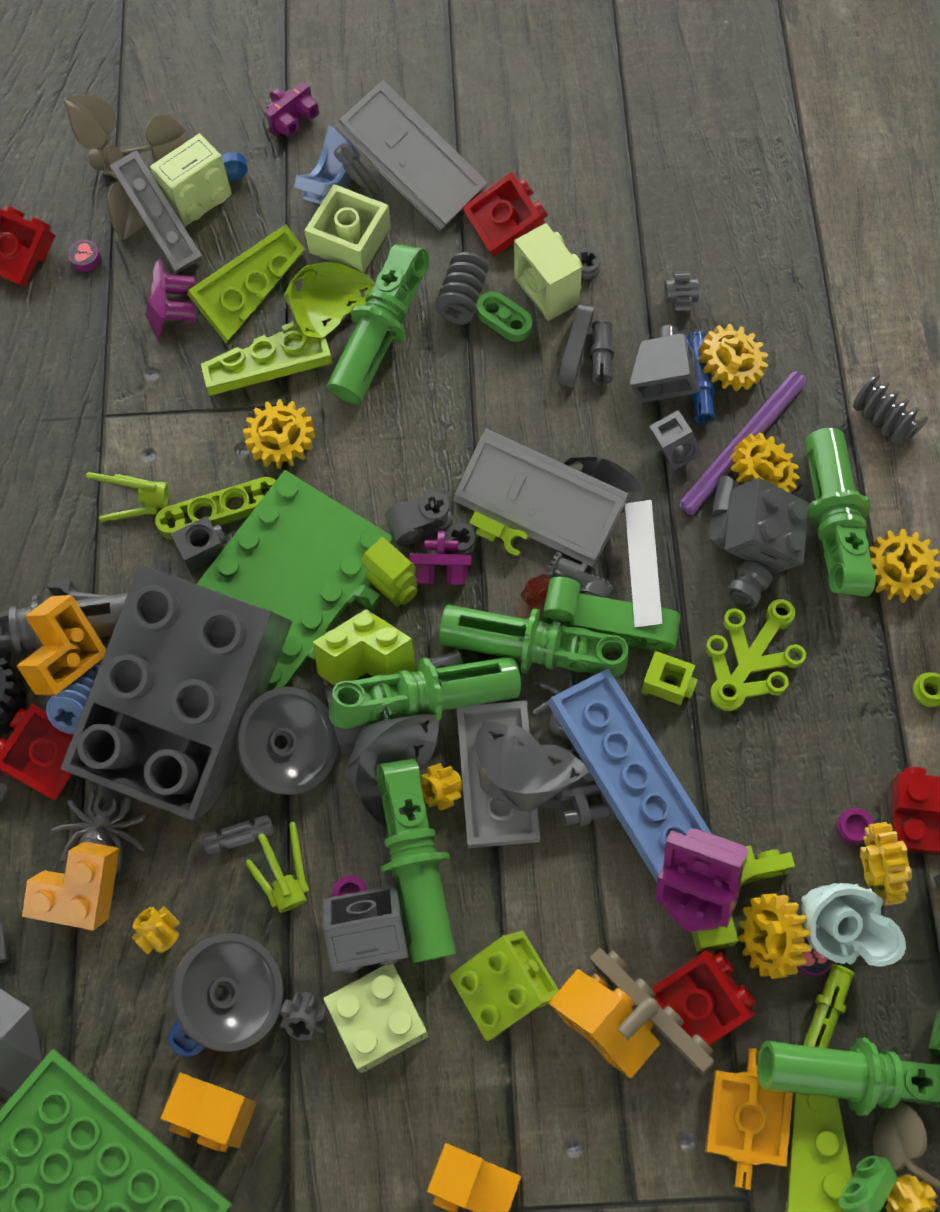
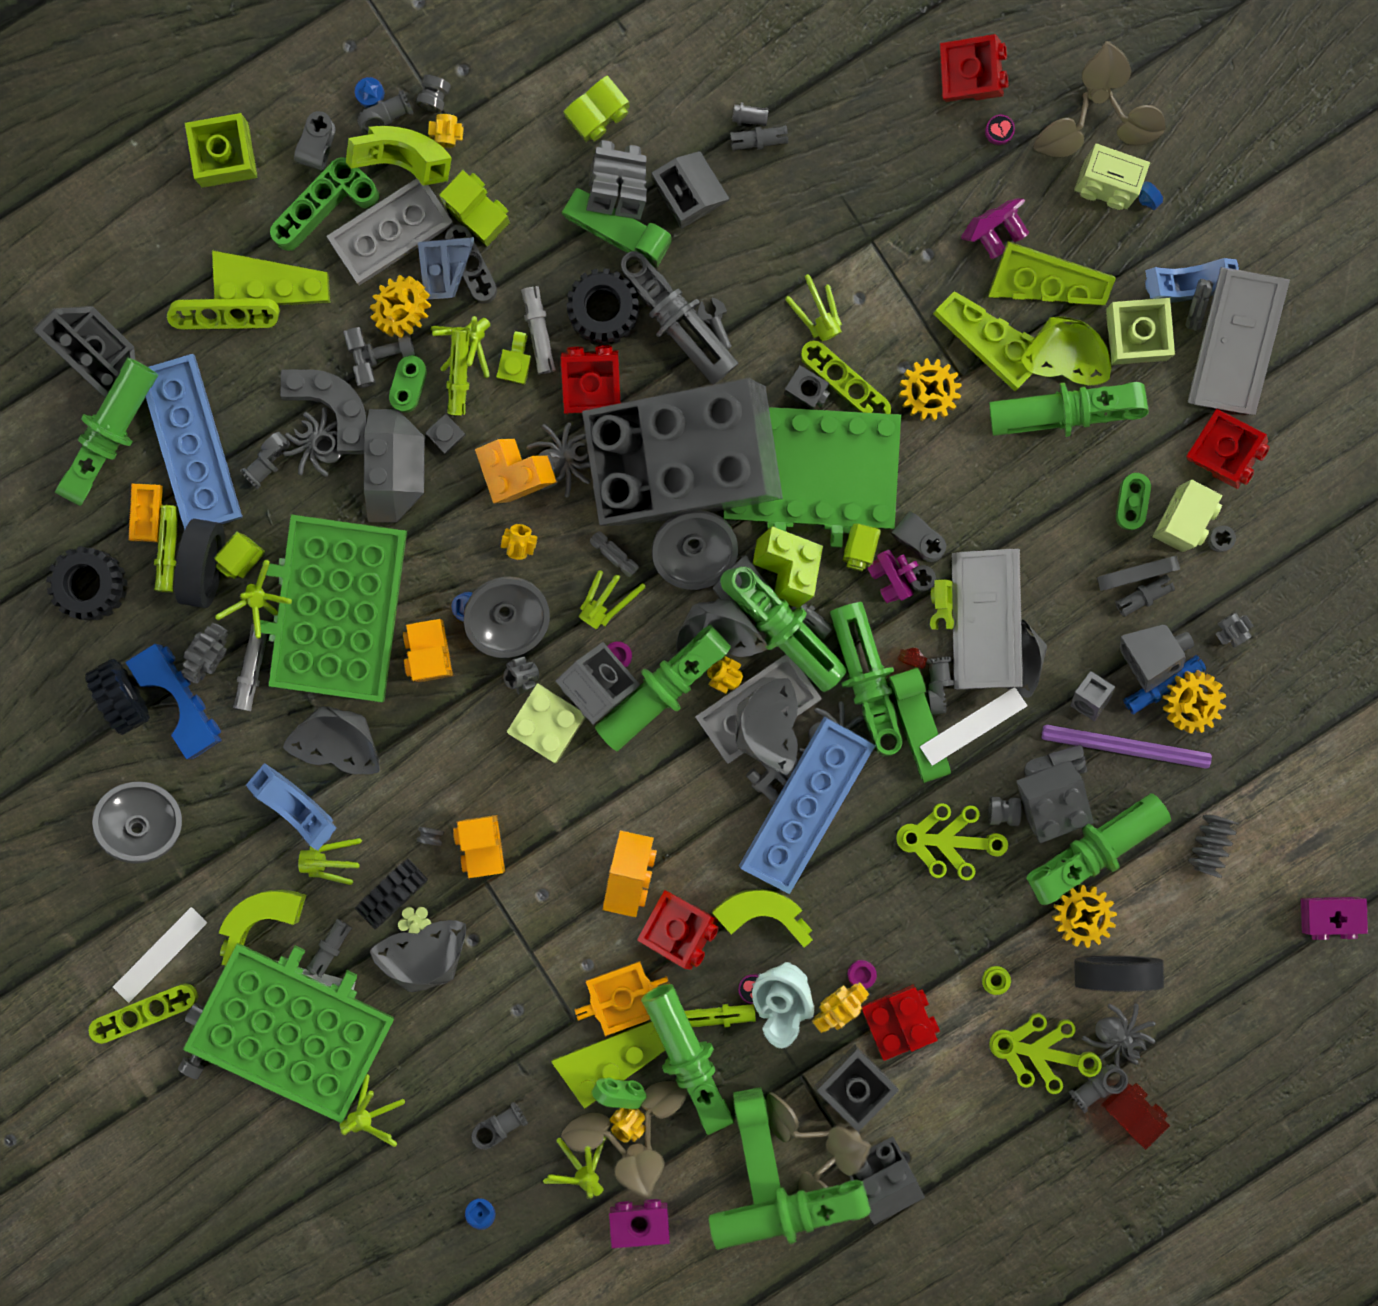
camera: 55 degrees right, 20 degrees up
(67, 648) = (667, 355): light orange brick -> none
(67, 706) = (641, 381): medium blue piece -> none
(156, 211) = (1065, 167): light grey plate -> none
(288, 107) = (1234, 202): magenta hips -> none
(462, 287) = (1138, 452): dark grey piece -> none
(504, 984) = (617, 794): lime bracket -> none
(665, 1021) = (650, 914): dark tan plate -> none
(669, 668) = (903, 782): lime brick -> none
(700, 879) = (757, 889): magenta piece -> none
(766, 462) = (1109, 774): yellow gear -> none
(774, 936) = (748, 956): yellow gear -> none

